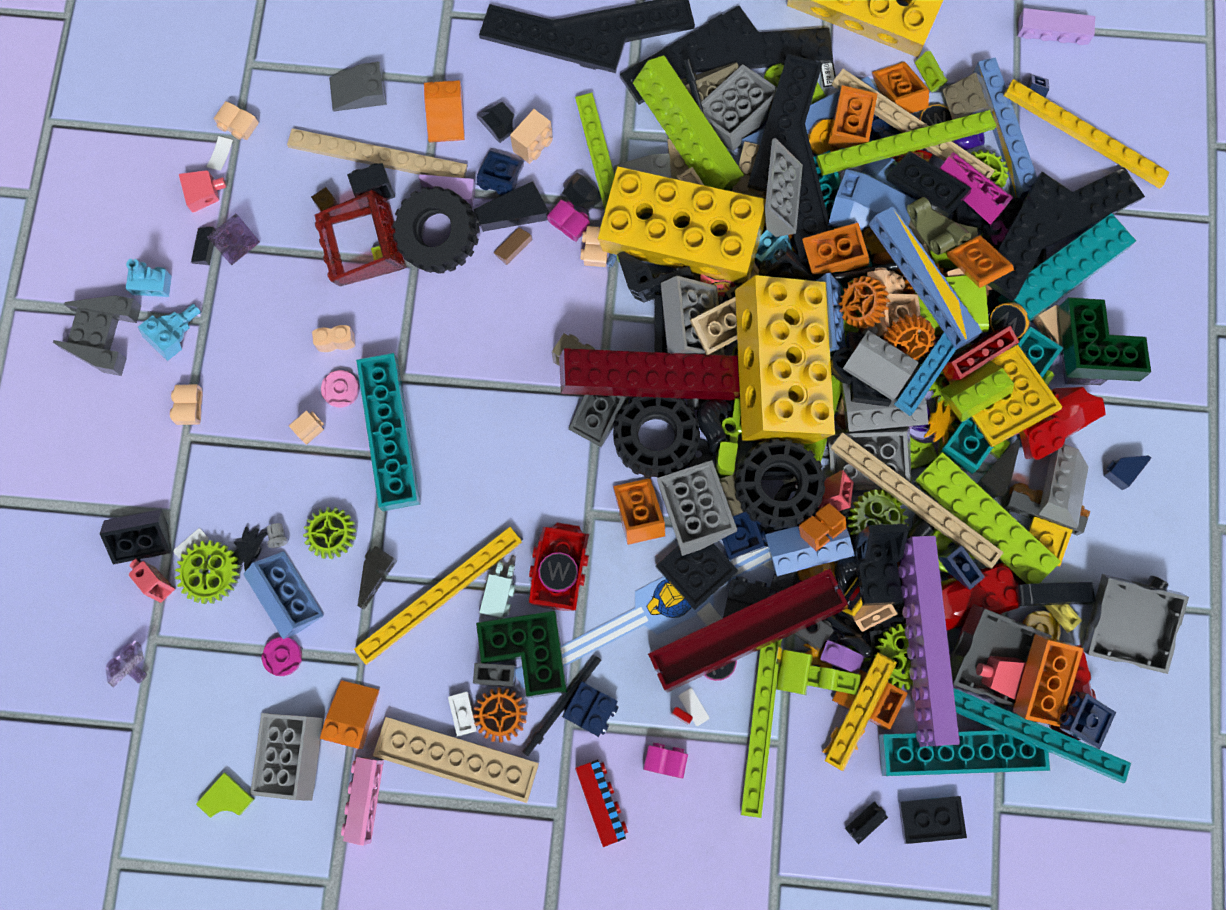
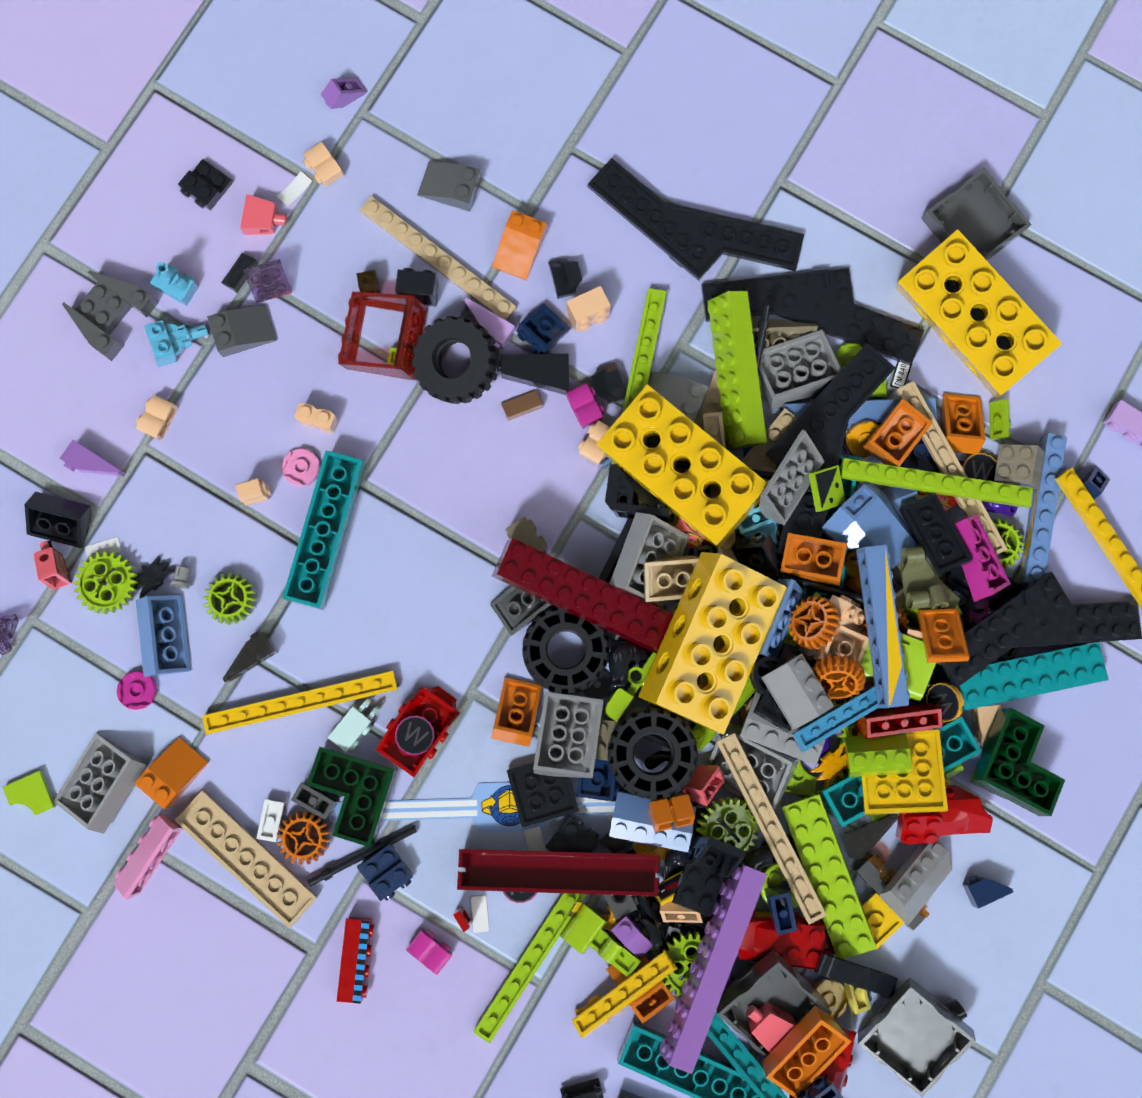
camera: 20 degrees right, 5 degrees up
(136, 185) = (205, 185): none -> black plate
(139, 472) = (86, 461): none -> medium lavender slope
(224, 52) = (342, 92): none -> medium lavender slope
(229, 293) = (241, 329): none -> dark grey slope
(816, 186) = (827, 488): none -> lime tile

